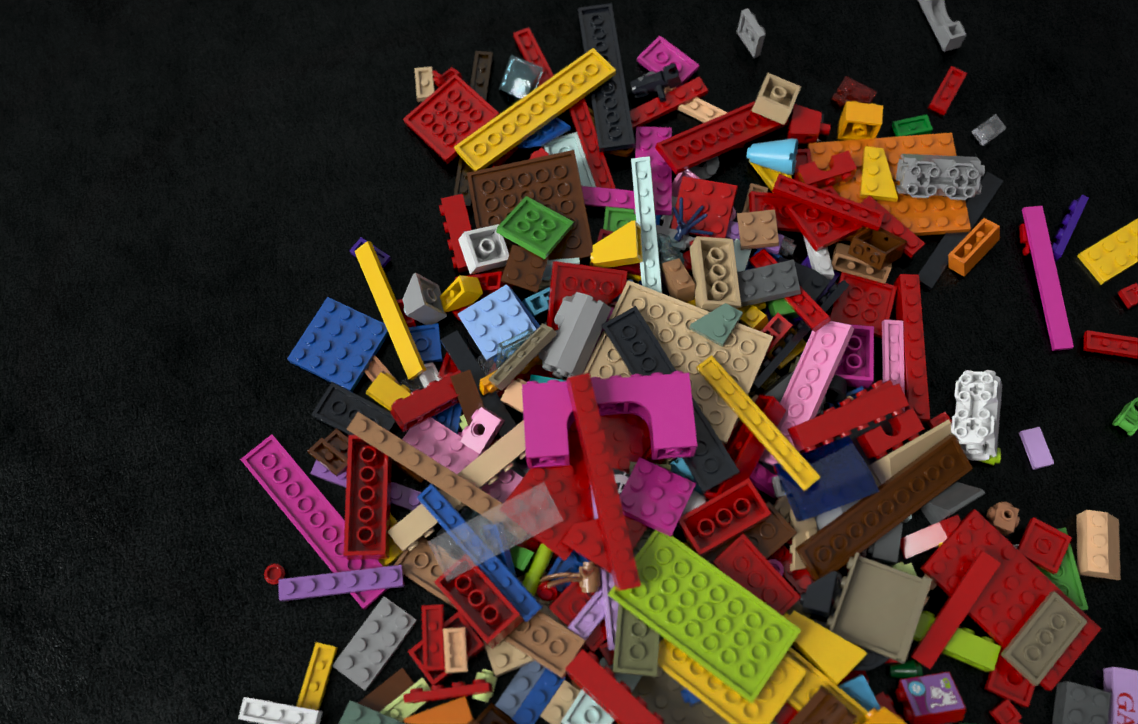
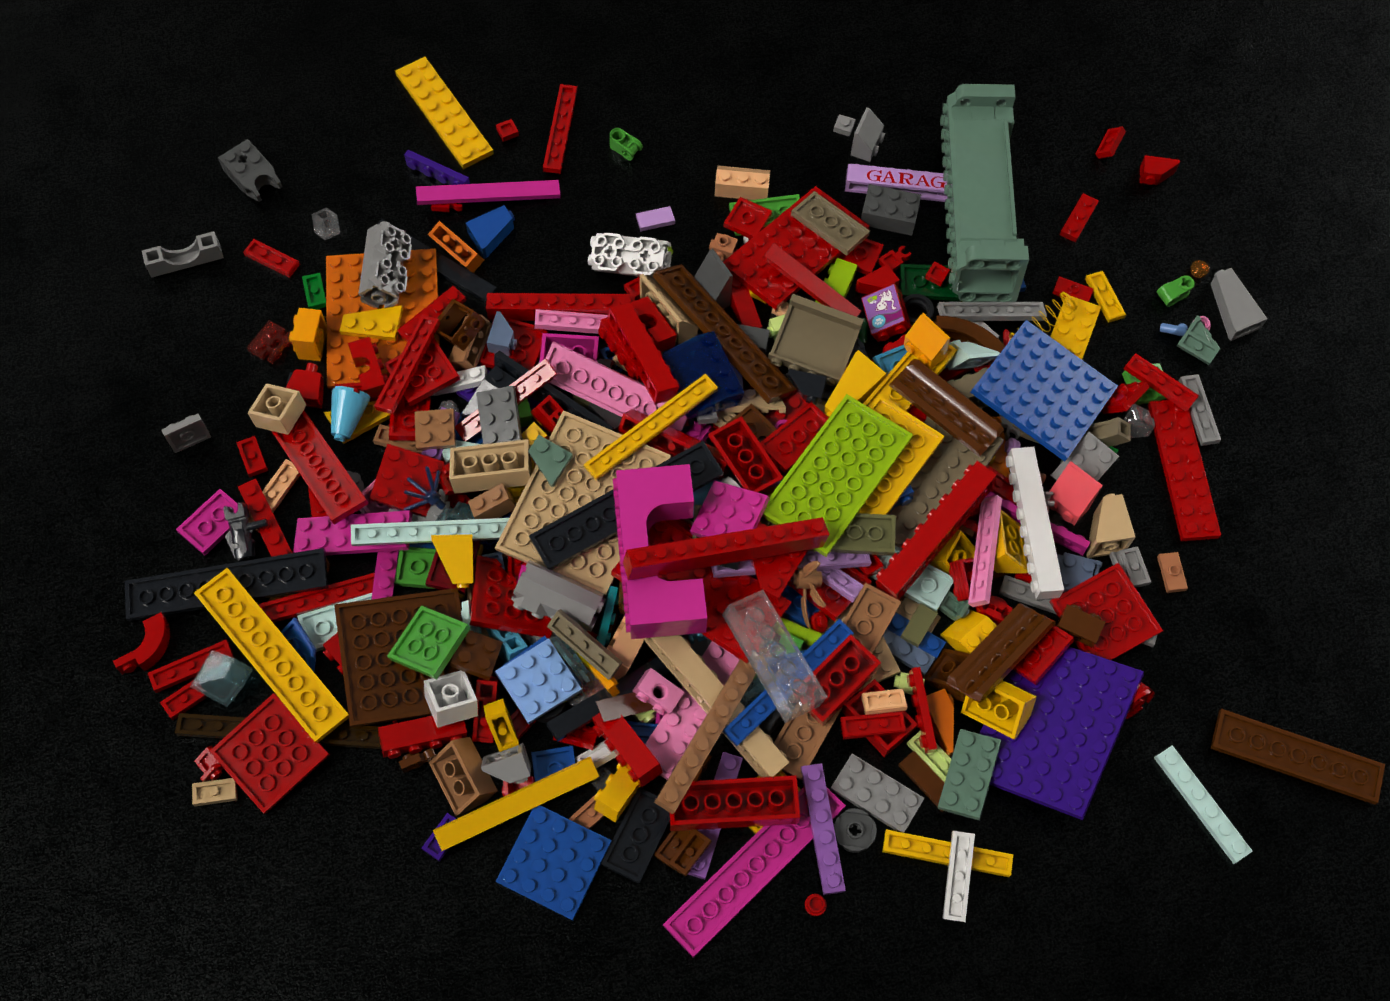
camera: 95 degrees left, 5 degrees down
(334, 606) = (863, 822): none -> dark grey plate
(430, 263) = (461, 776): none -> medium nougat slope
(438, 228) = (413, 761): none -> reddish brown plate
(502, 52) = (182, 701): none -> red plate
(545, 701) = (919, 625): none -> olive tile
(554, 30) = (151, 649): none -> red arch
(732, 88) = (252, 456): none -> red plate
(869, 289) = (501, 336): none -> sand blue slope
(975, 696) = (877, 280): none -> red slope
(1000, 281) = (490, 229): none -> blue slope
(1046, 62) = (249, 169): none -> dark grey brick

